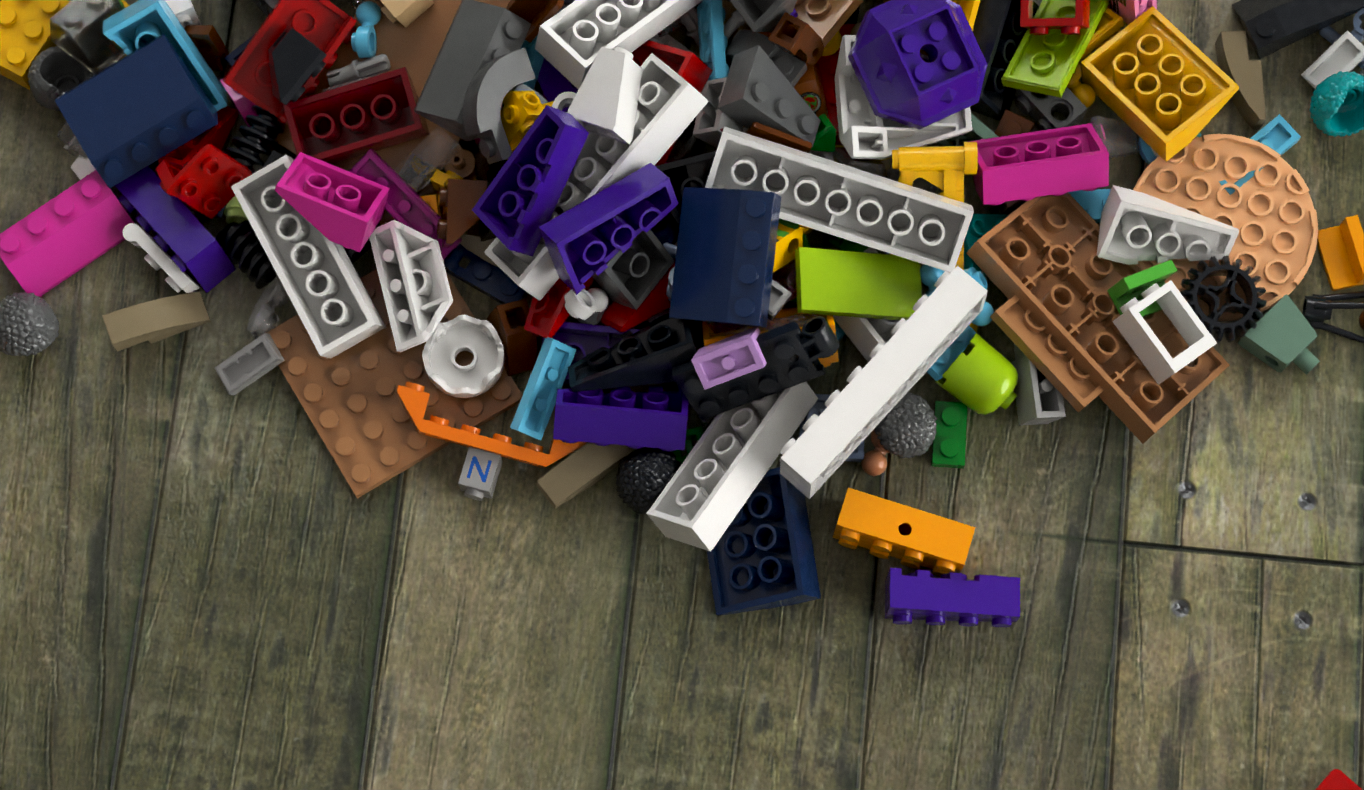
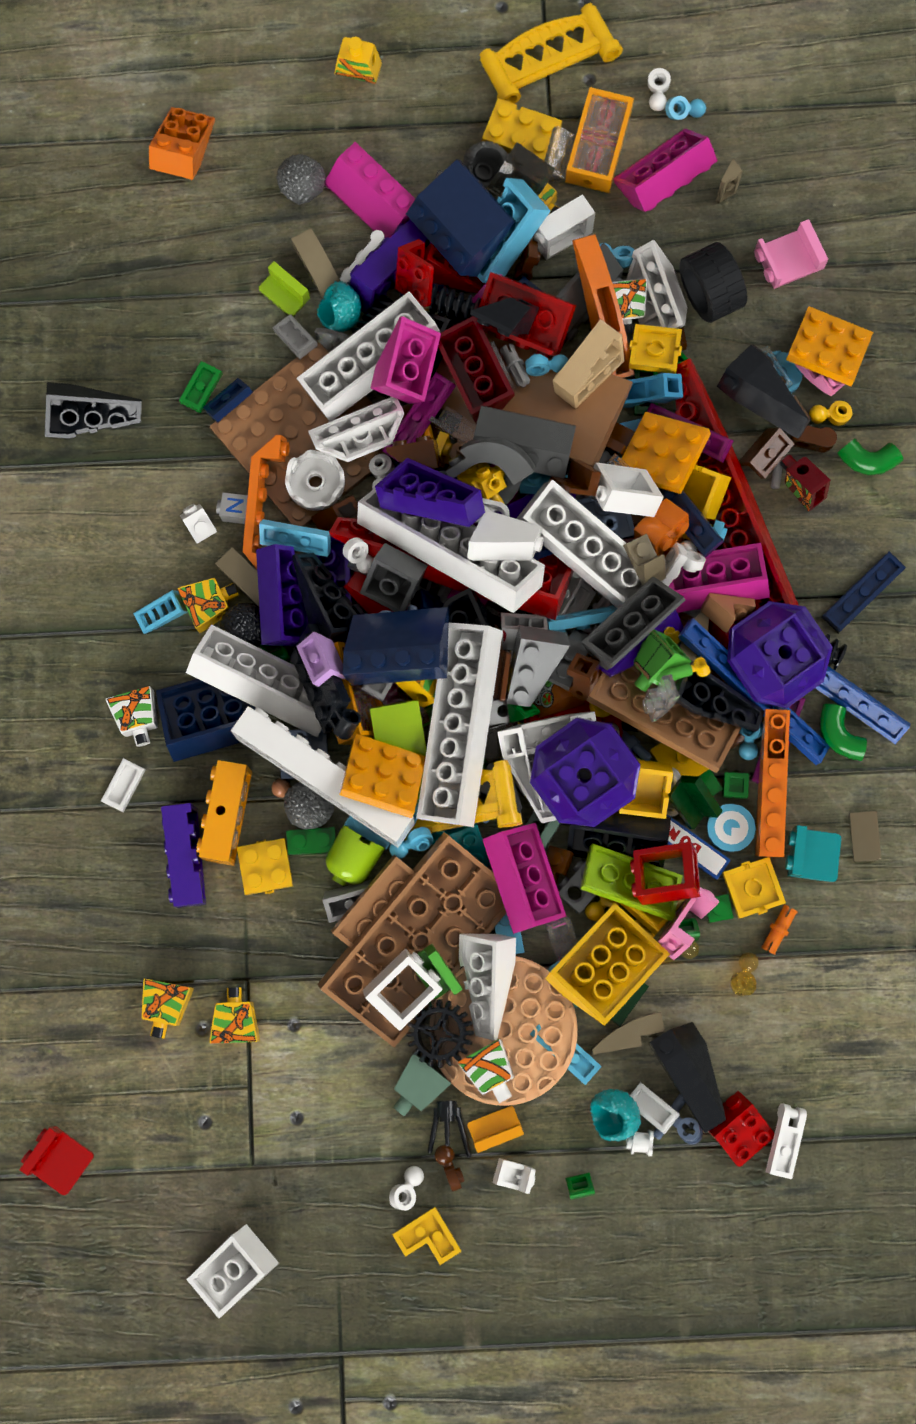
camera: 85 degrees right, 5 degrees up
(178, 371) = (284, 290): none -> lime panel
(223, 296) = (339, 307): none -> teal hair
(296, 500) = (200, 387): none -> green plate
(297, 672) = (82, 409): none -> black wedge
(323, 465) = (227, 400): none -> dark blue plate
(485, 273) = (383, 470): none -> white plate
(489, 528) = (197, 522): none -> white bracket
(606, 223) = (406, 553): dark purple wedge -> none
(606, 527) = (207, 601): none -> torso
(607, 565) = (157, 604): none -> medium azure slope
(747, 642) = (135, 713): none -> torso
(841, 673) = (123, 785): none -> white tile
(896, 299) = (383, 775): none -> light orange plate
(977, 495) = (265, 866): none -> yellow plate
(1146, 649) = (164, 1005): none -> torso
(1177, 560) = (234, 1020): none -> torso
(1274, 242) = (489, 1070): none -> torso

